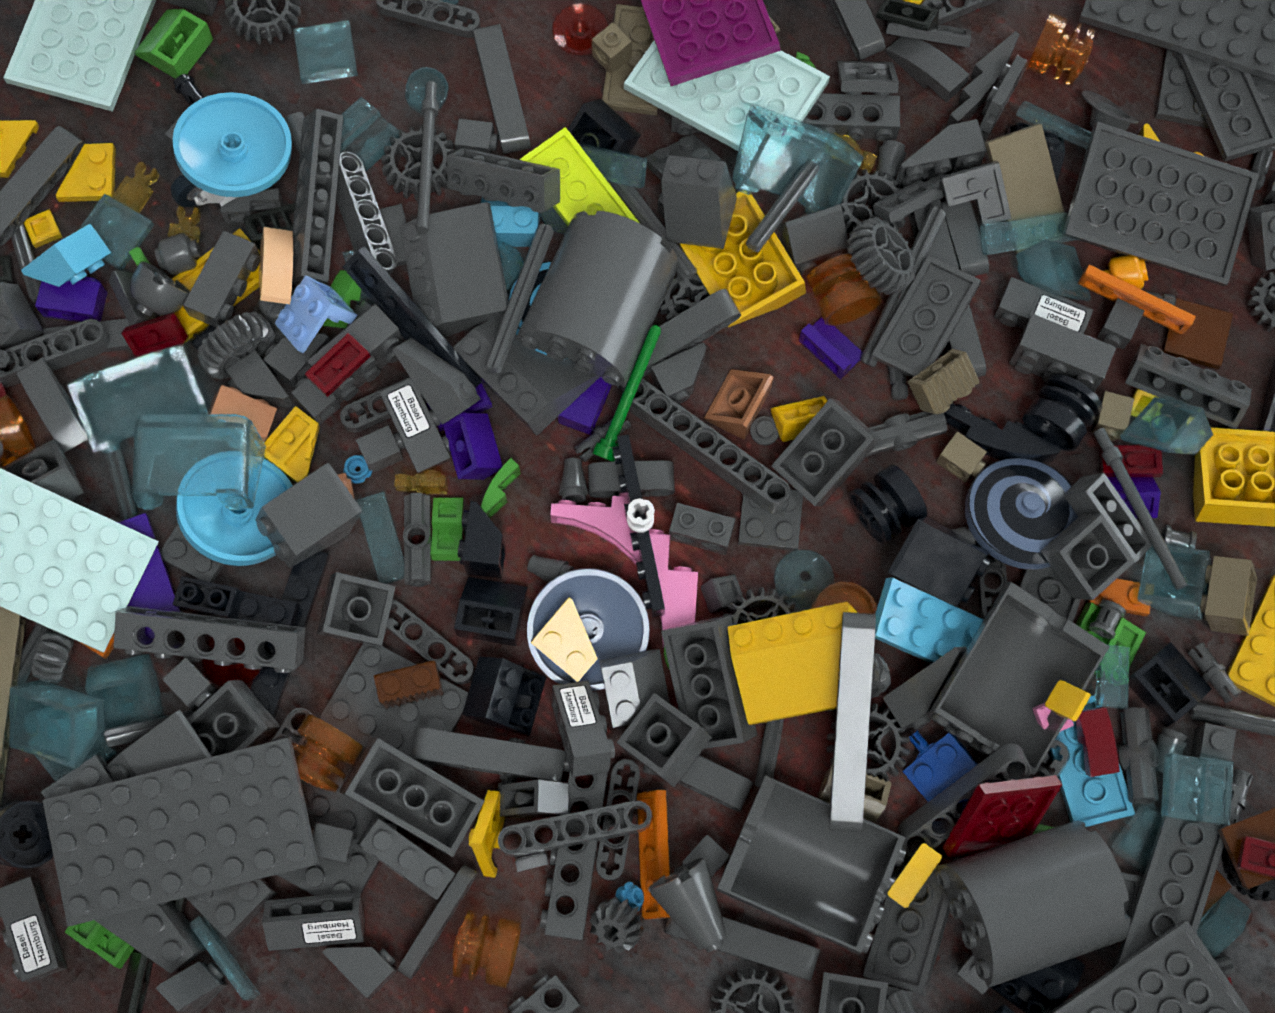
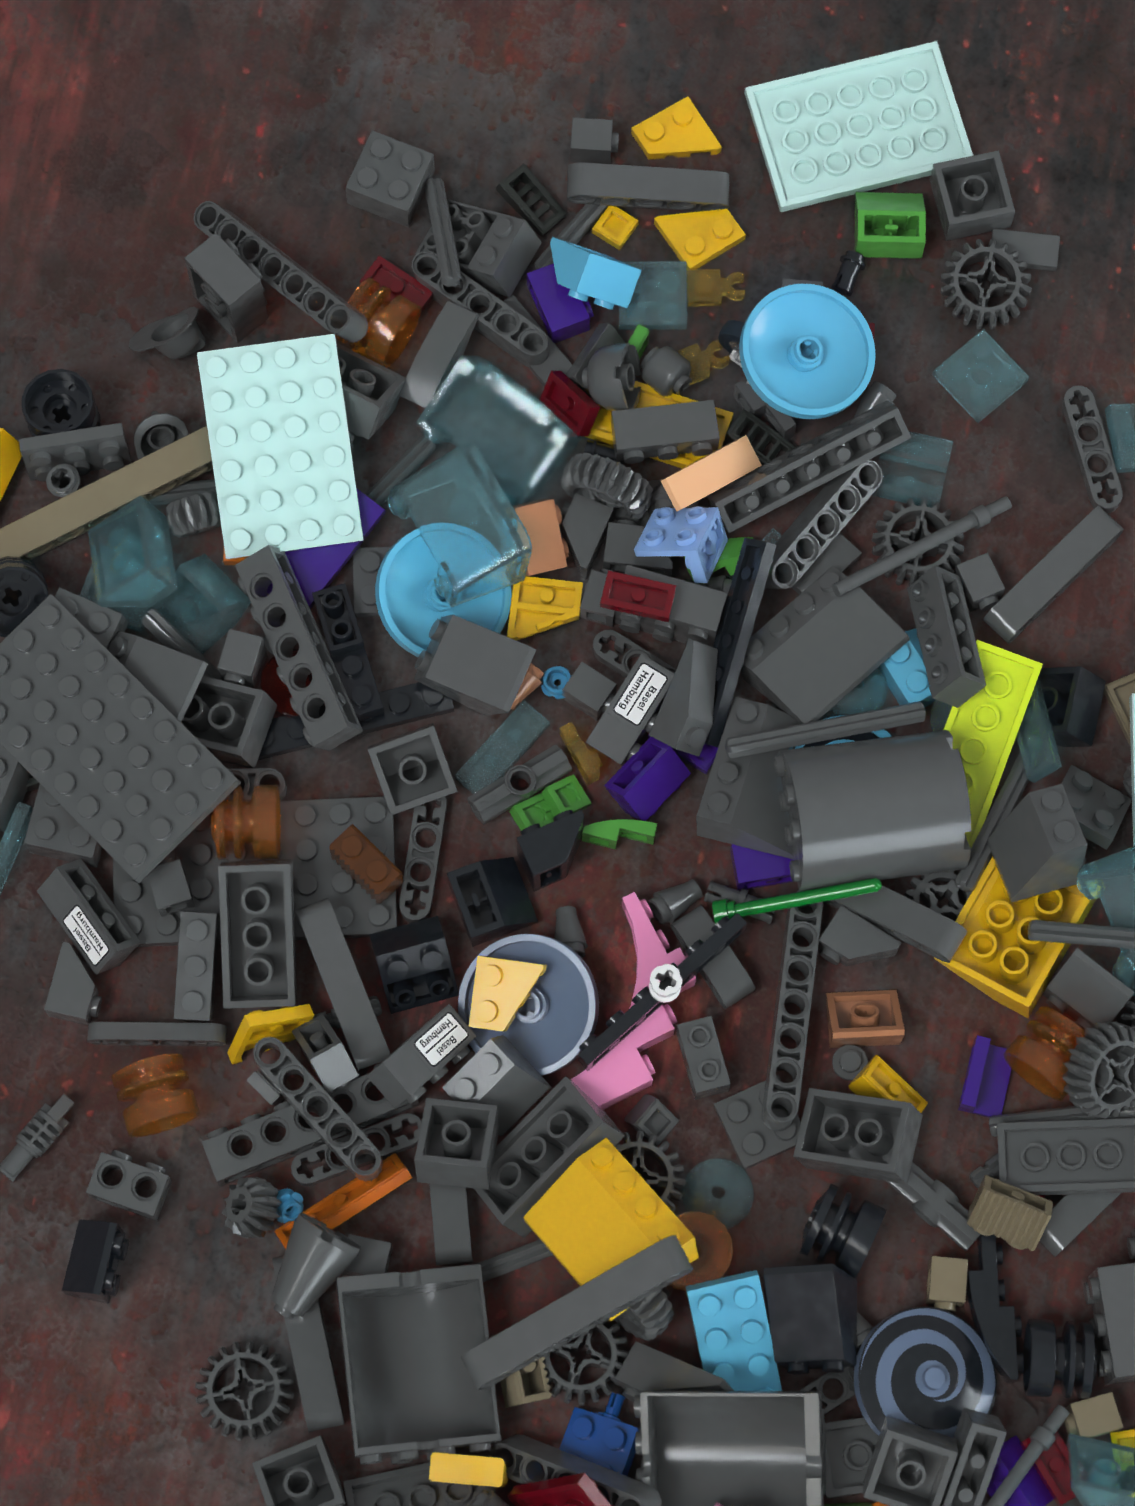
camera: 60 degrees right, 0 degrees up
(416, 85) = (996, 488): clear light blue hair -> none

